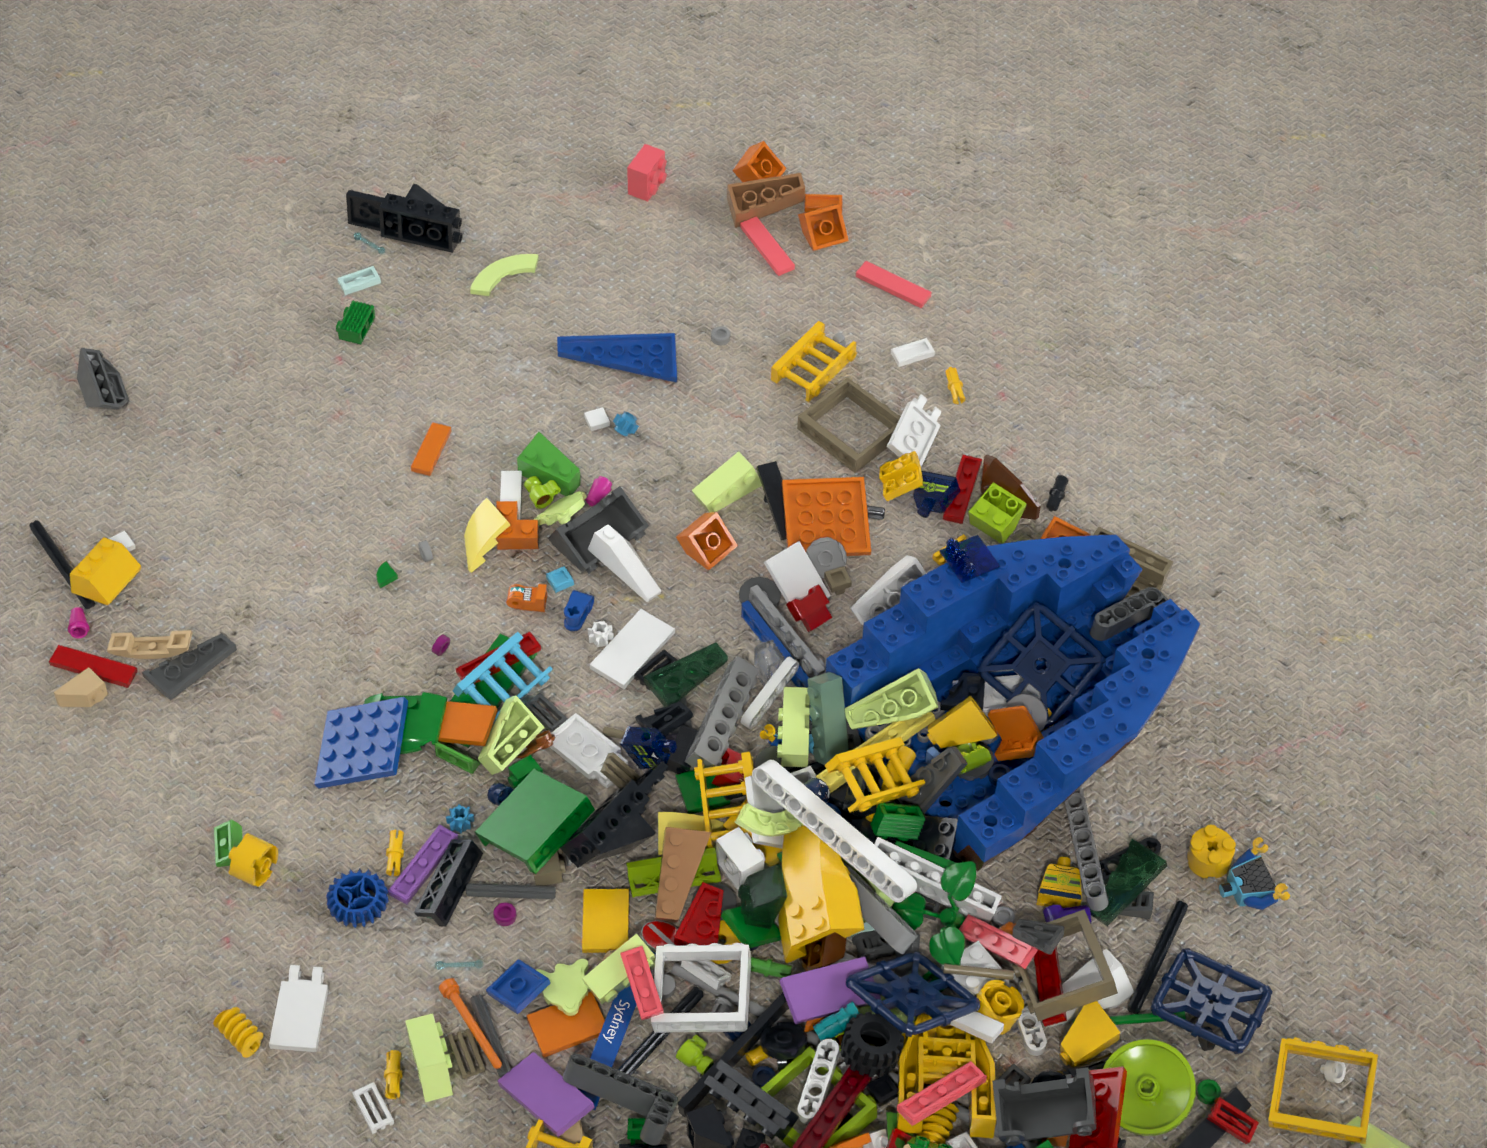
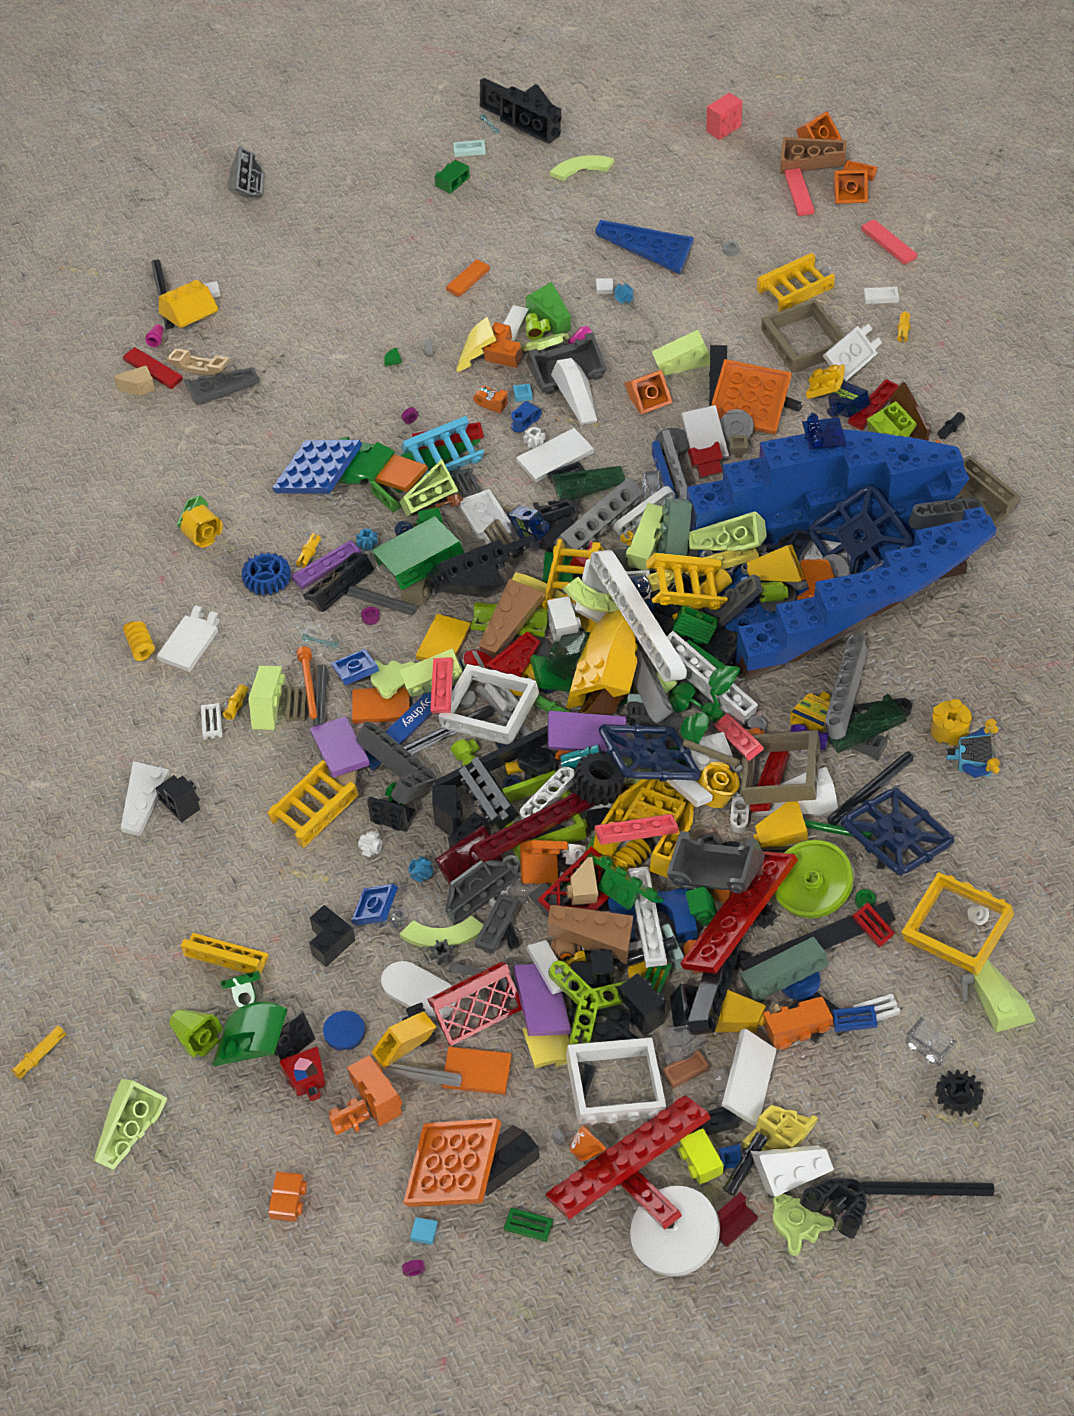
camera: 25 degrees right, 0 degrees up
(1038, 934) = (770, 738): dark grey wing -> none

